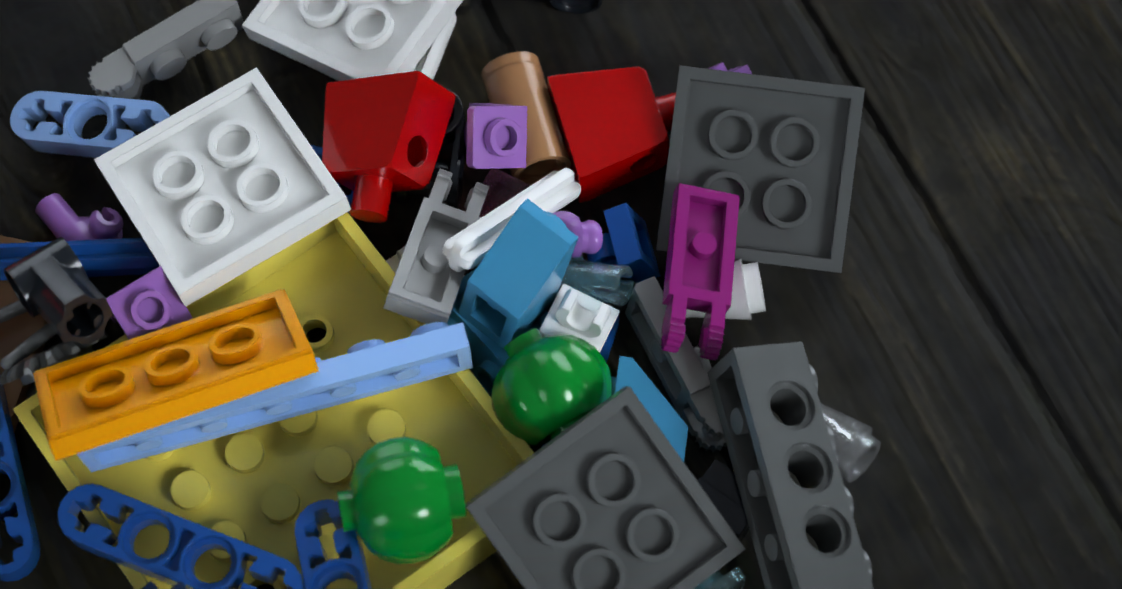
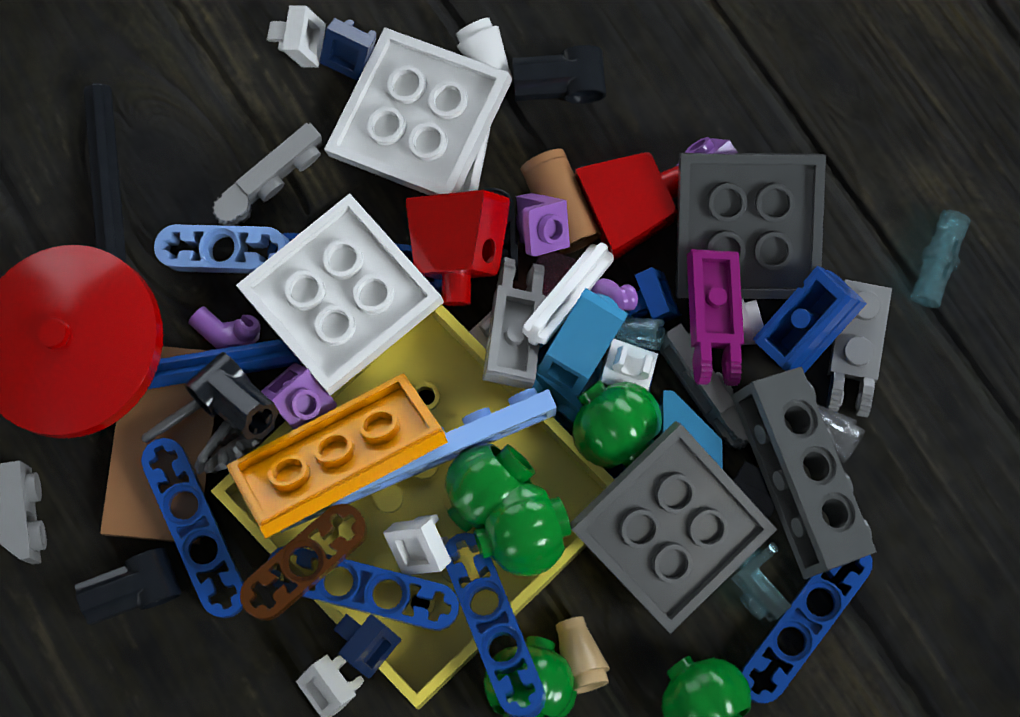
camera: 10 degrees left, 10 degrees up
(73, 548) = (302, 540): none -> reddish brown beam
(263, 506) = (418, 545): none -> white tile
(355, 427) = (481, 480): none -> green plant
(822, 290) = (809, 320): none -> blue brick
(886, 333) = (859, 348): none -> light grey hinge
(1004, 243) = (940, 258): none -> clear light blue pin

